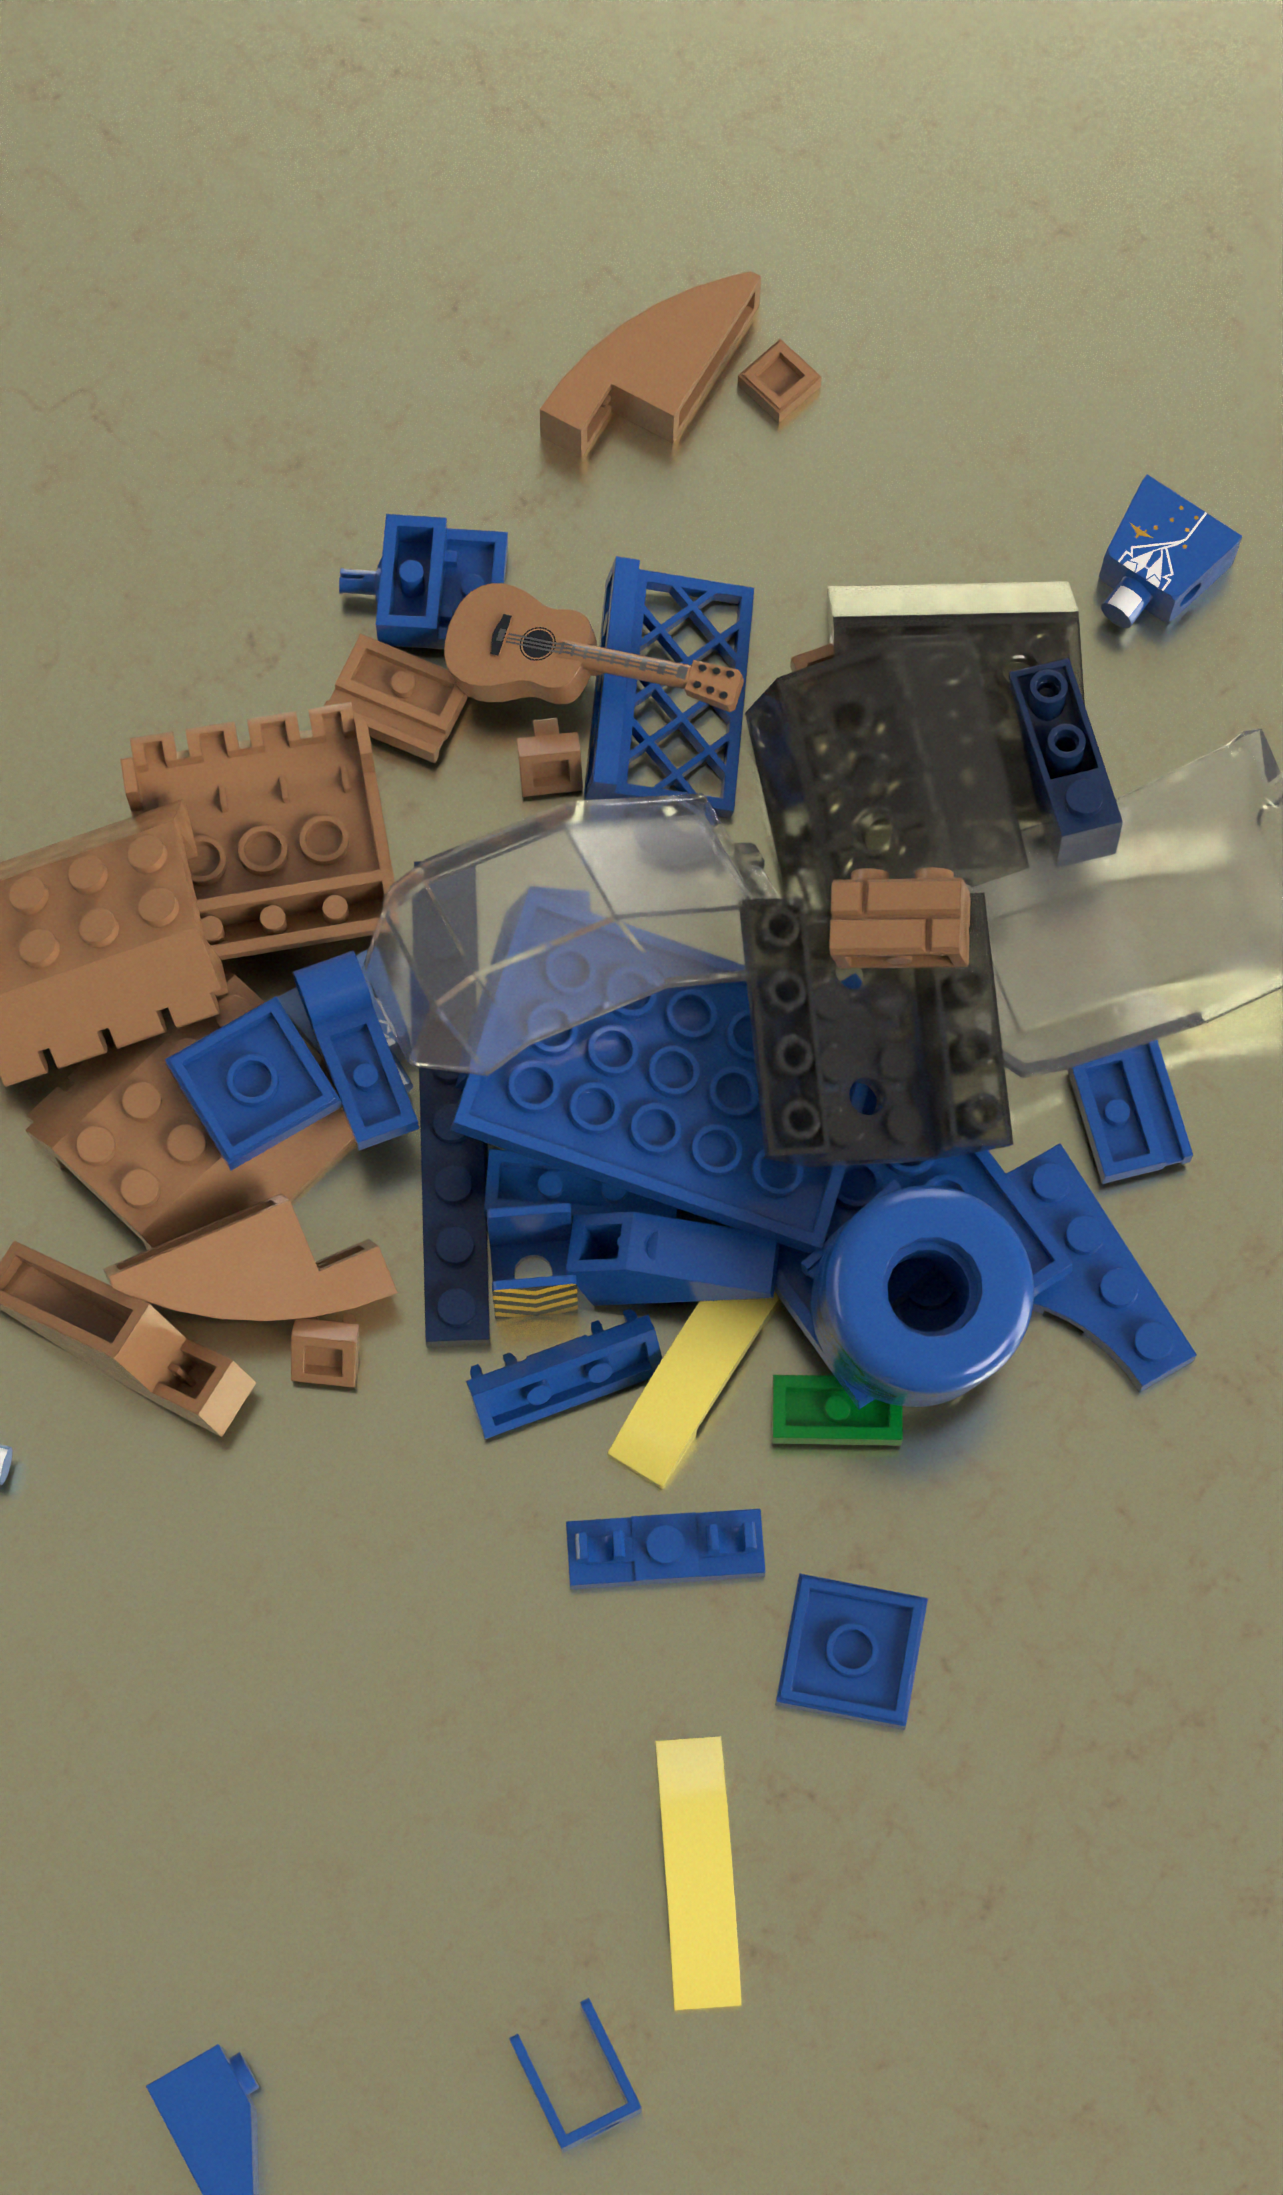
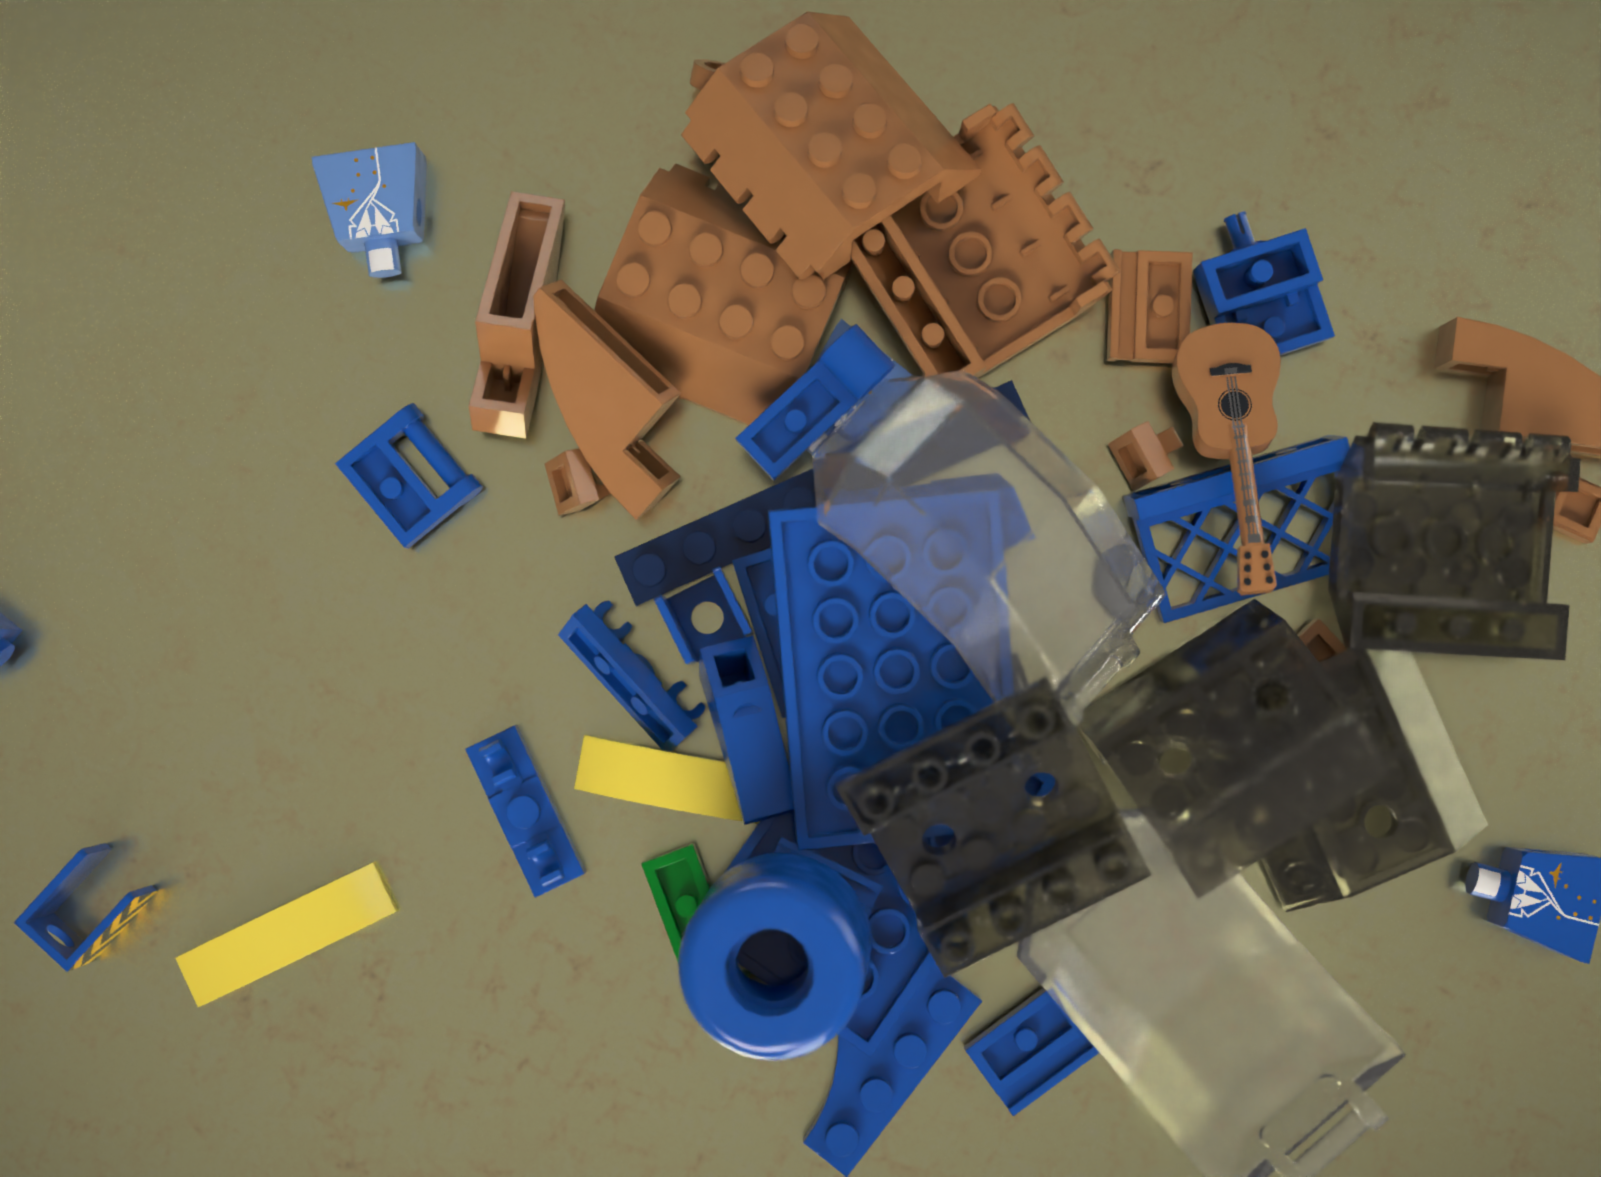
camera: 75 degrees right, 15 degrees up
(248, 1548) = (395, 488): none -> blue plate
(253, 1083) = (752, 332): blue tile -> none
(761, 502) = (1449, 541): none -> clear smoke slope
(851, 1651) = (501, 988): blue tile -> none
(900, 920) = (1088, 818): medium nougat brick -> none
(1065, 764) = (1308, 892): dark blue slope -> none

